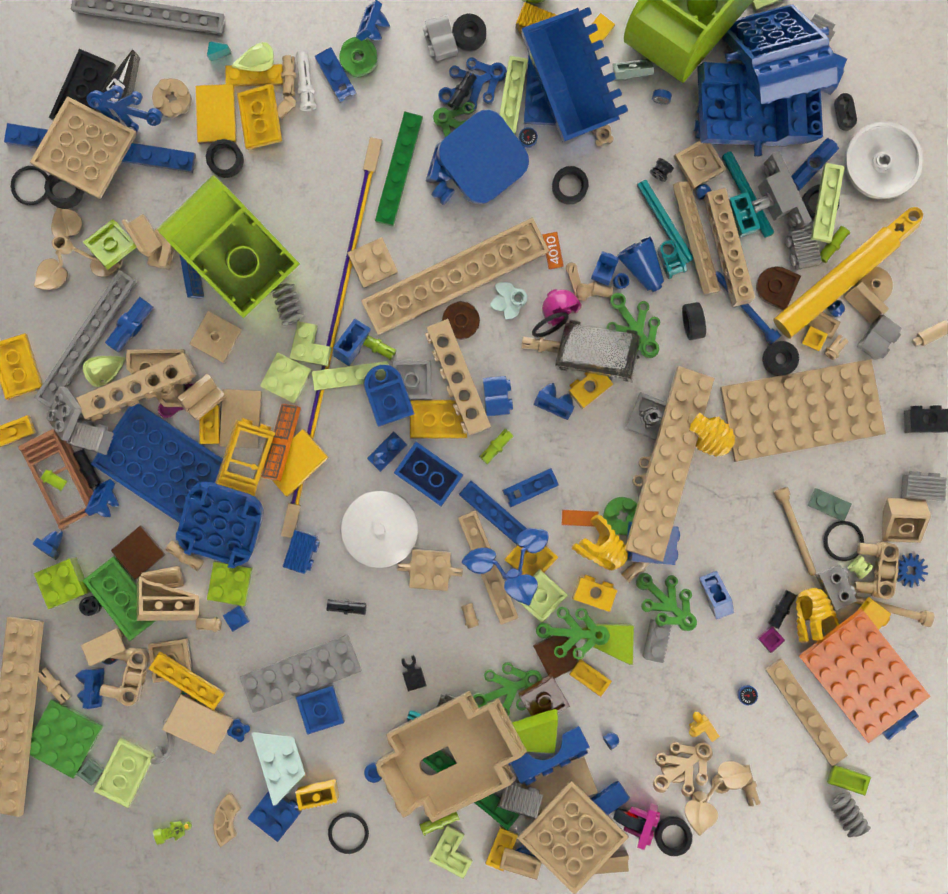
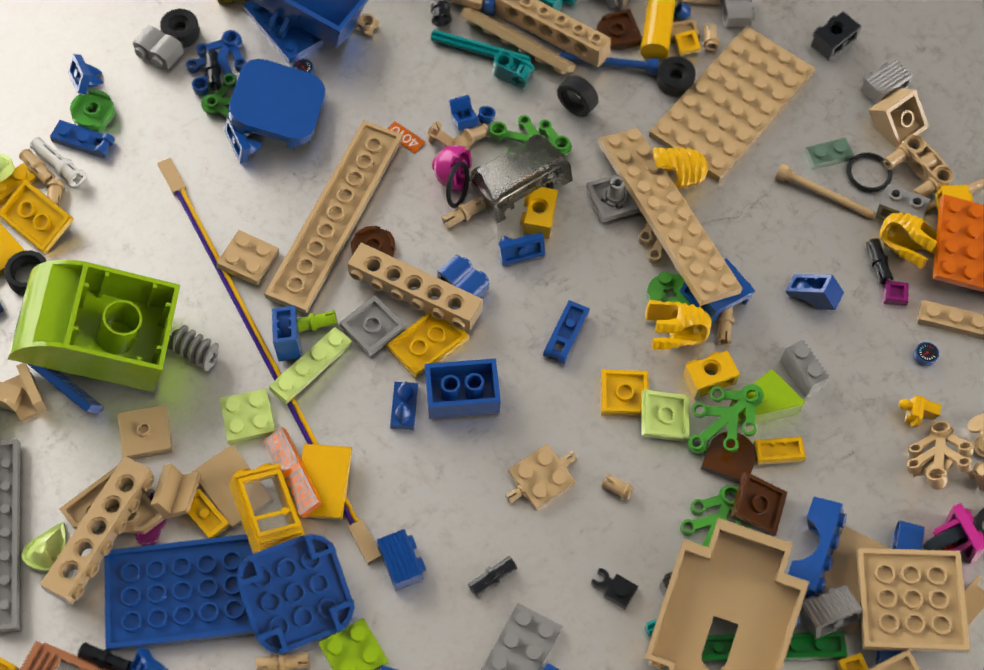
camera: 40 degrees left, 25 degrees down
(64, 413) = (38, 615): light grey plate -> none
(90, 437) = (84, 619): light grey brick -> none
(129, 324) = (43, 485): blue piece -> none
(304, 347) = (244, 375): yellowish green plate -> none
(379, 529) = (459, 480): white dish -> none
(389, 396) = (363, 350): blue plate -> none
(398, 169) = (207, 171): green plate -> none
(443, 192) = (264, 157): blue wheel -> none
(492, 511) = (552, 380): blue tile -> none
(493, 579) = (594, 430): tan plate -> none
(496, 446) = (502, 322): lime pin -> none
(505, 300) = (400, 201): light aqua plate -> none
(513, 91) = (255, 38): yellowish green plate -> none
(517, 586) = (626, 415): blue plant -> none
(538, 731) = (787, 524): lime slope -> none
(567, 171) = (373, 89): black tyre -> none
(577, 517) = (633, 327): orange sticker -> none
(611, 740) = (854, 492): blue hinge -> none
(643, 263) = (493, 86): blue cone -> none
(669, 603) = (805, 327): bright green plant -> none
(860, 567) = (904, 177): yellowish green wheel -> none
(902, 569) = (951, 157): blue gear -> none

